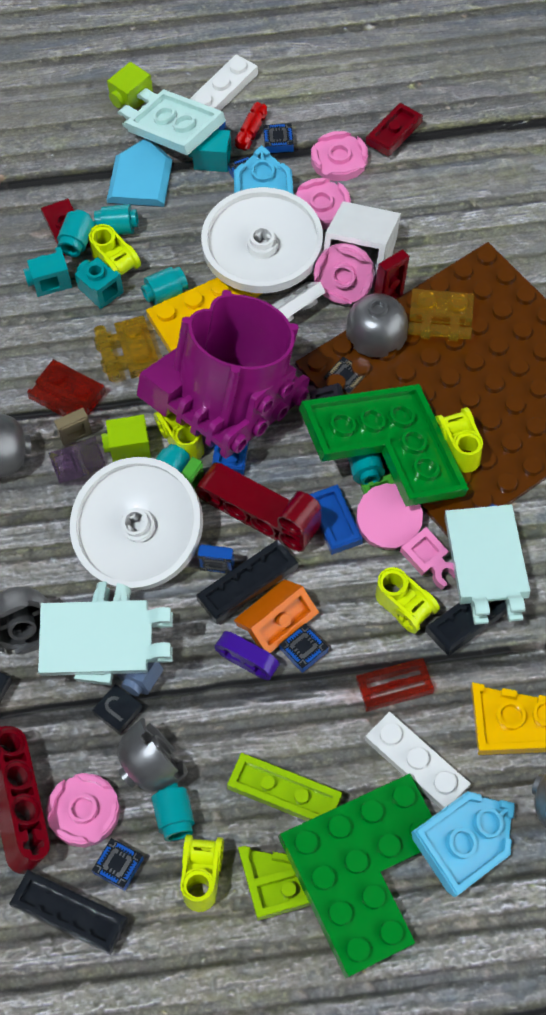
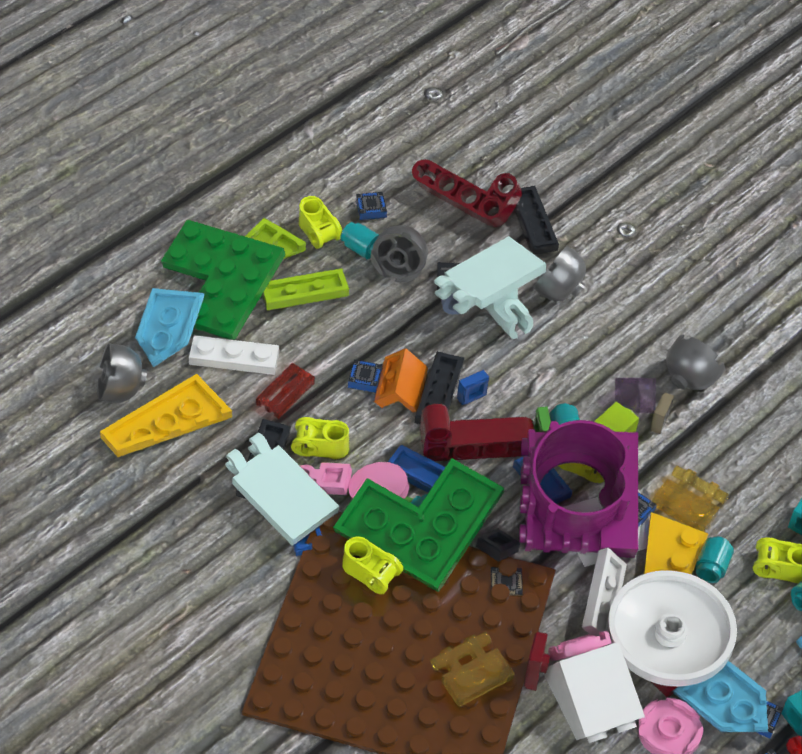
camera: 135 degrees right, 10 degrees down
(66, 390) = (698, 442): clear red plate -> none
(69, 912) = (374, 168): black plate -> none
(83, 810) = (421, 215): bright pink tile -> none
(98, 282) = (766, 525): teal brick -> none
(136, 523) = (546, 370): white dish -> none
(247, 655) = (387, 343): dark purple beam -> none
(377, 325) = (513, 621): flat silver cylinder -> none

